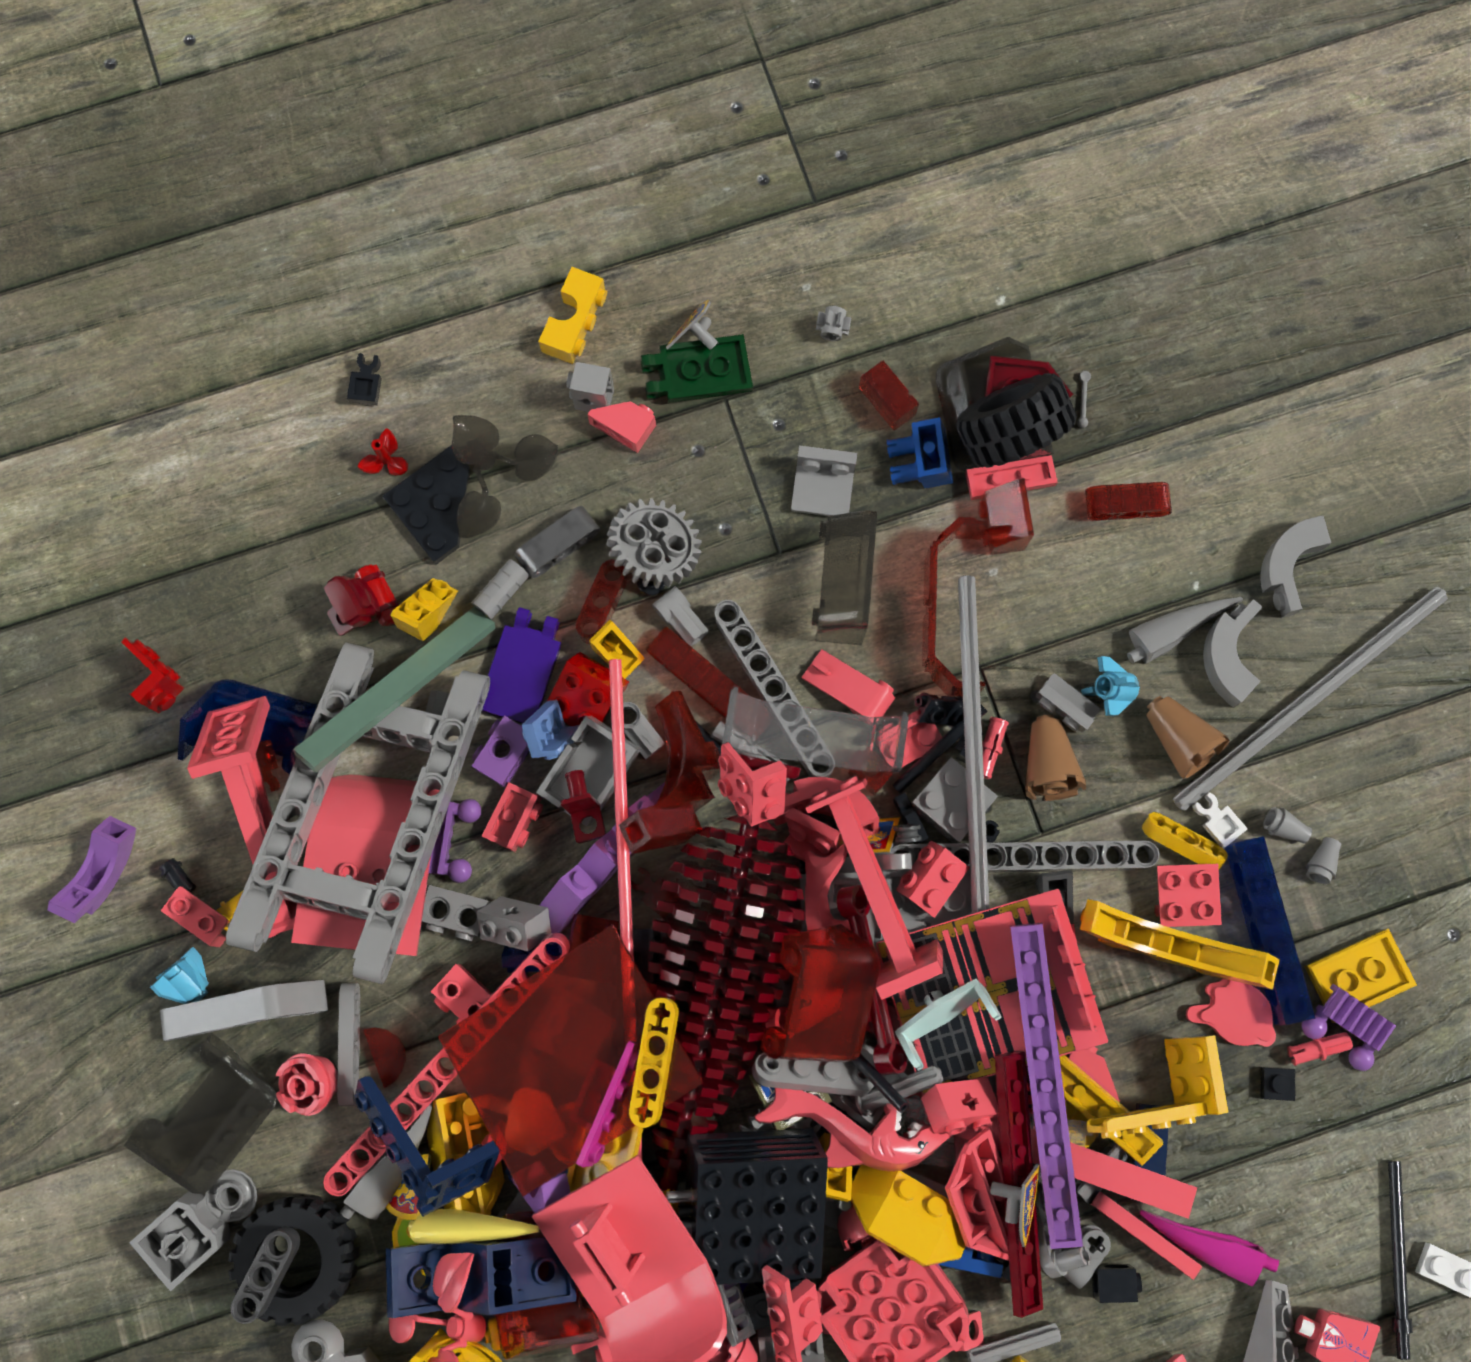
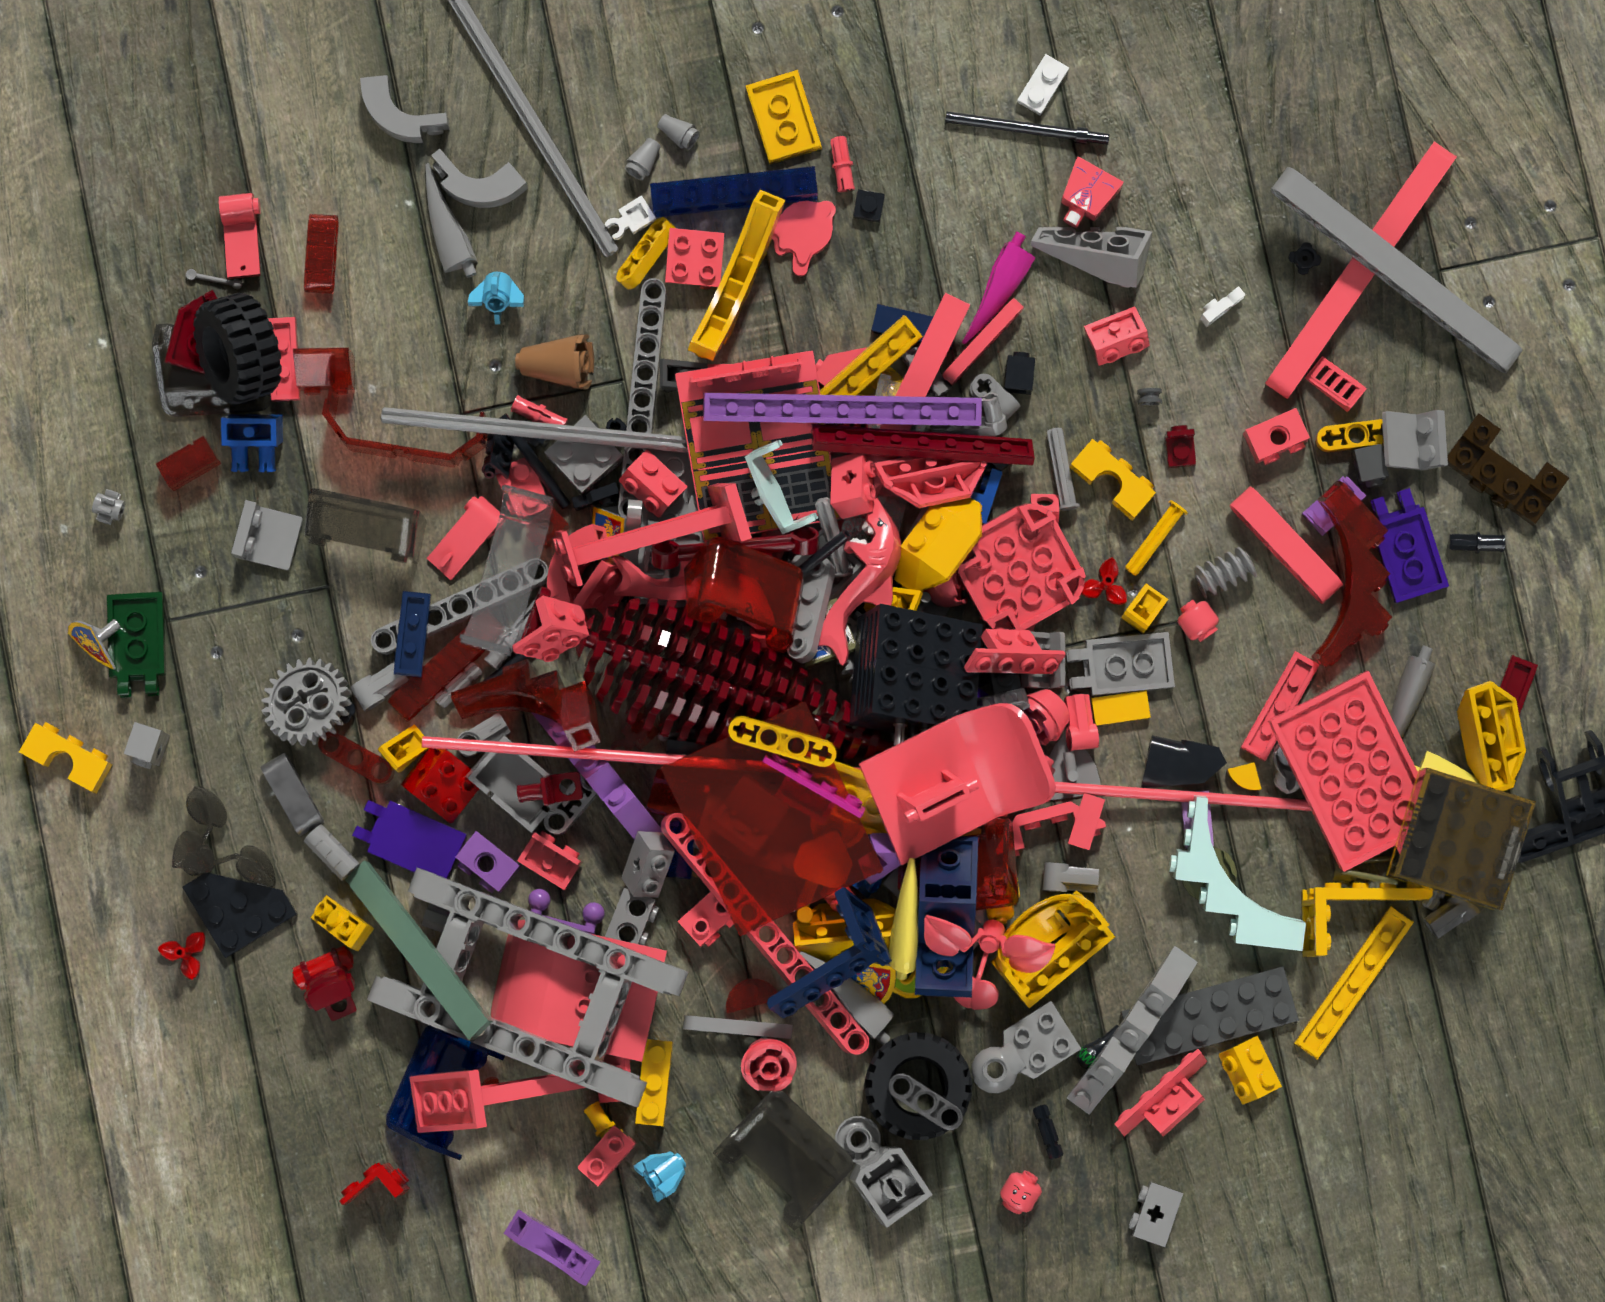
camera: 80 degrees left, 5 degrees up
(175, 875) = (567, 1176): black pin -> none
(243, 1008) = (695, 1120): light grey beam -> none
(281, 959) = (655, 1071): none -> yellow arch
(365, 385) = (110, 966): black plate -> none
(547, 731) = (478, 818): medium blue bracket -> none
(567, 839) = (577, 811): none -> light grey beam
(625, 423) = (182, 717): coral slope -> none
(693, 699) = (461, 681): none -> light grey axle
(736, 641) = (412, 634): none -> dark blue tile
(907, 833) = (609, 500): dark grey bush -> none
(1019, 1198) = (936, 446): shield -> none
(1068, 703) = (505, 338): light grey bracket -> none
(1150, 416) = (240, 234): none -> coral door
(1185, 735) = (550, 238): medium nougat cone -> none
(1195, 1088) = (860, 280): yellow bracket -> none
(1356, 1019) = (819, 131): medium lavender gear -> none

